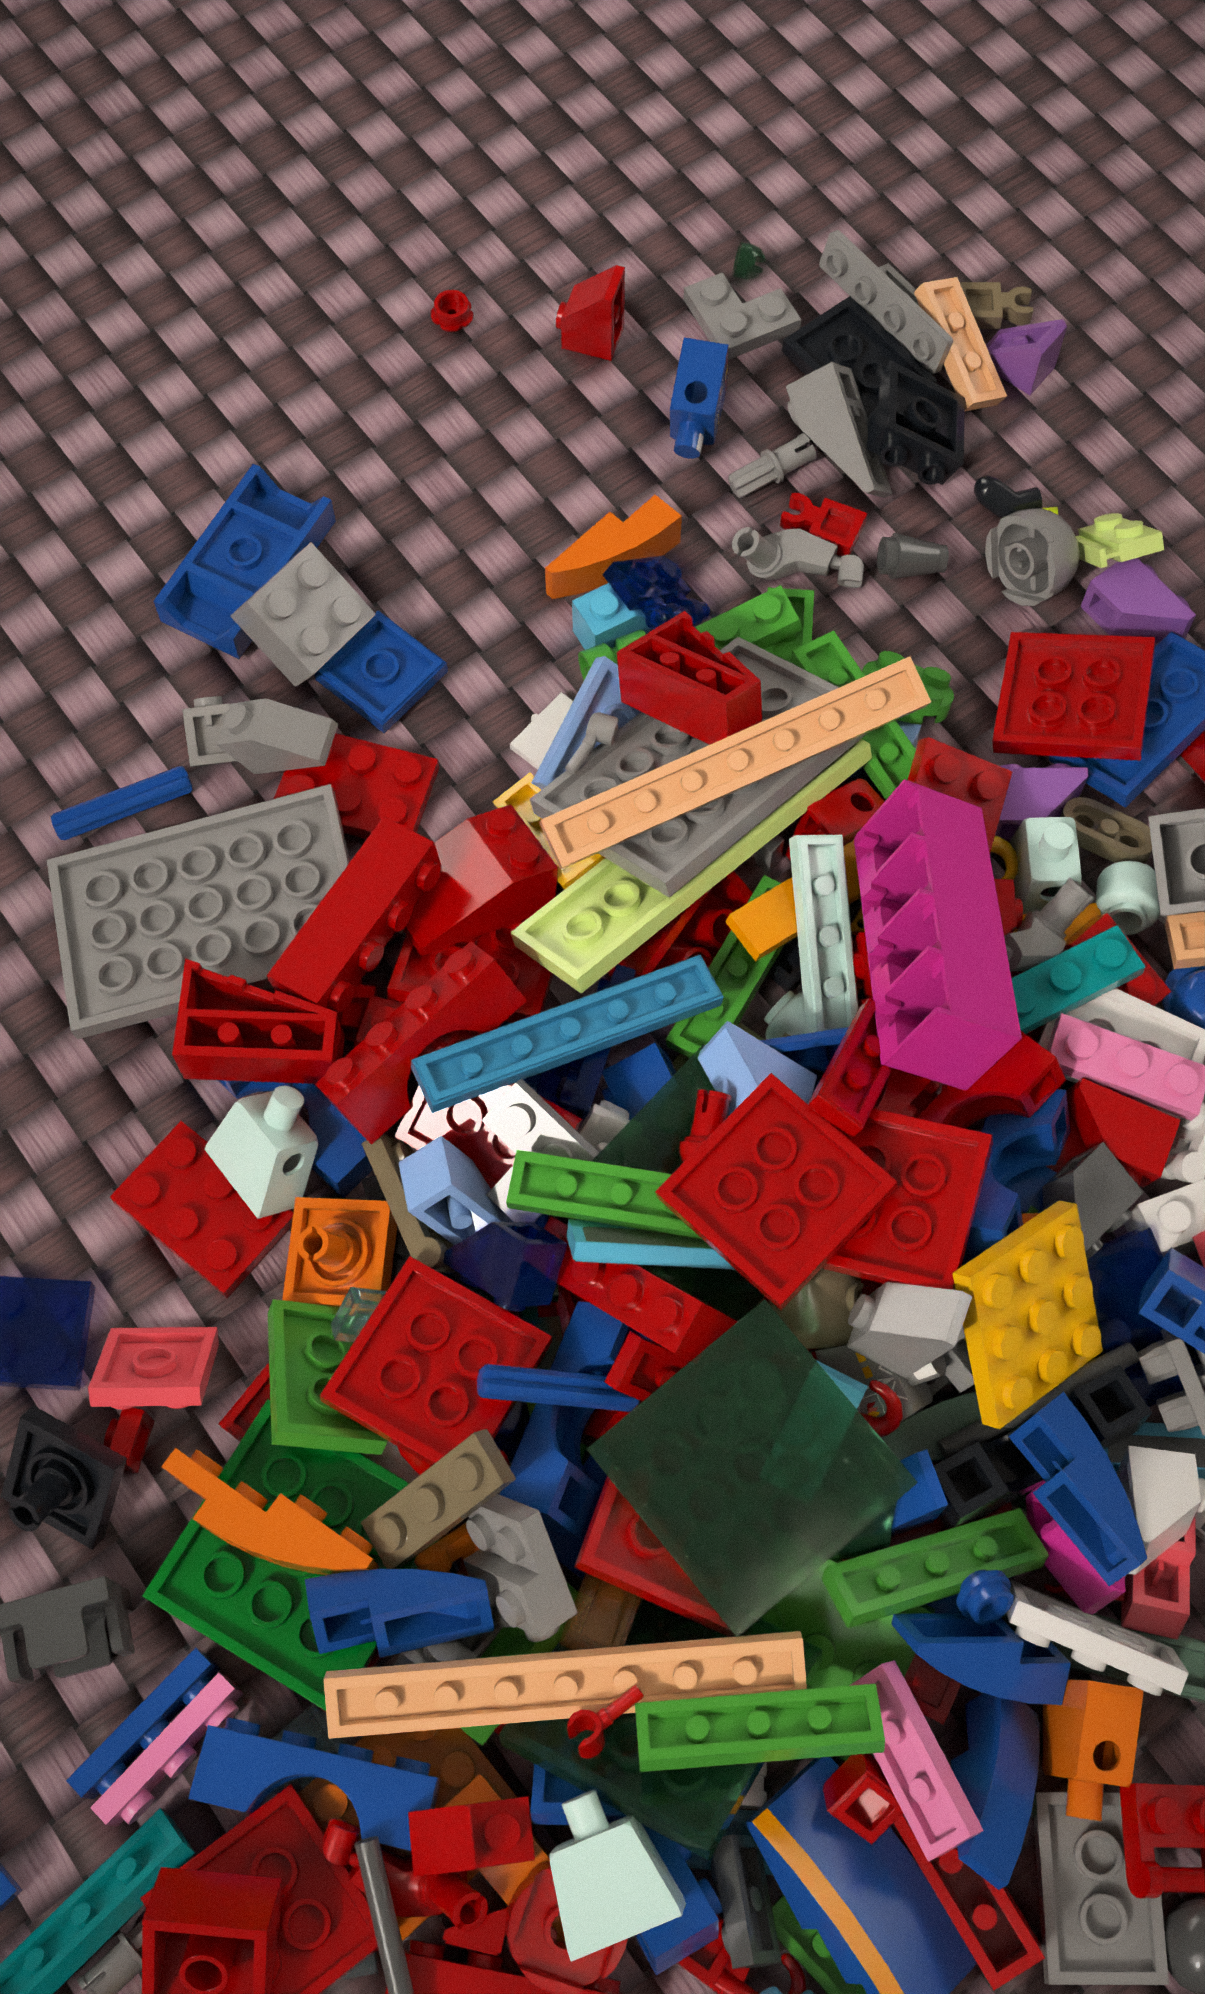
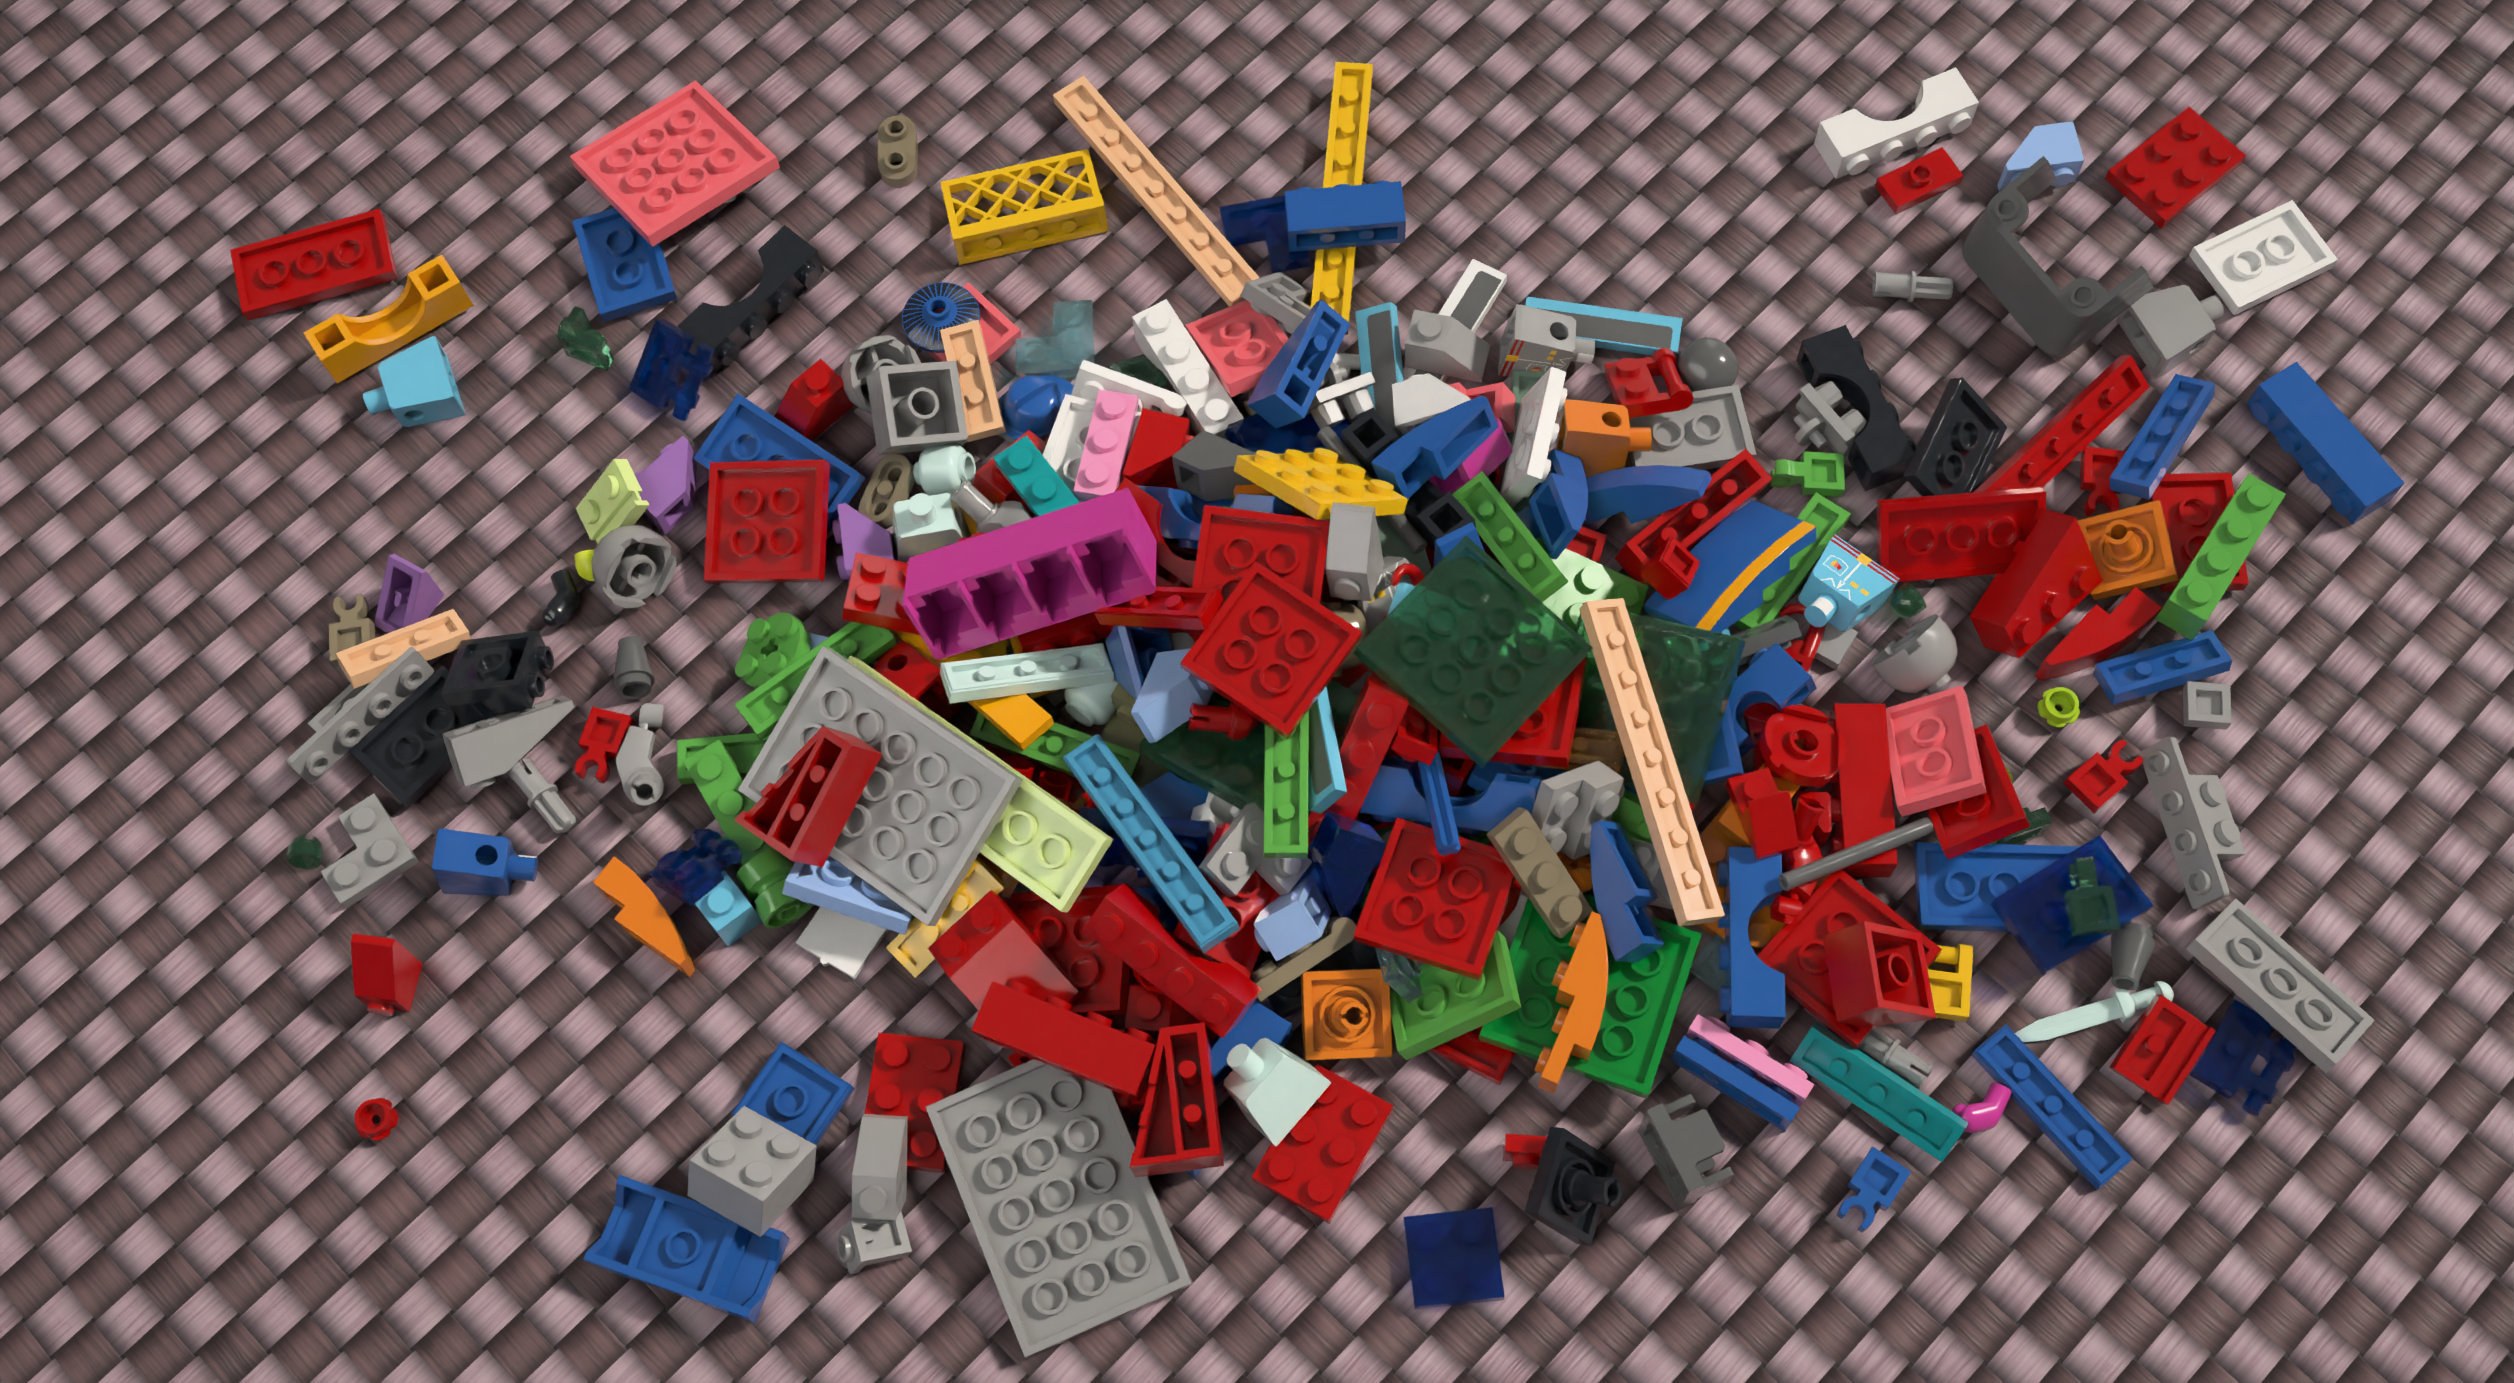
camera: 95 degrees left, 0 degrees up
(121, 803) = (954, 1309): blue axle -> none
(154, 1367) = (1467, 1136): coral plate -> none
(599, 1721) = (1670, 727): red hand -> none
(600, 729) = (856, 878): light grey hand -> none
(609, 1879) = (1773, 707): light aqua torso -> none
(734, 762) = (897, 744): light nougat plate -> none
(759, 1727) = (1652, 623): bright green plate -> none
(919, 1768) = (1644, 534): bright pink plate -> none
(985, 1596) = (1523, 501): blue plate -> none

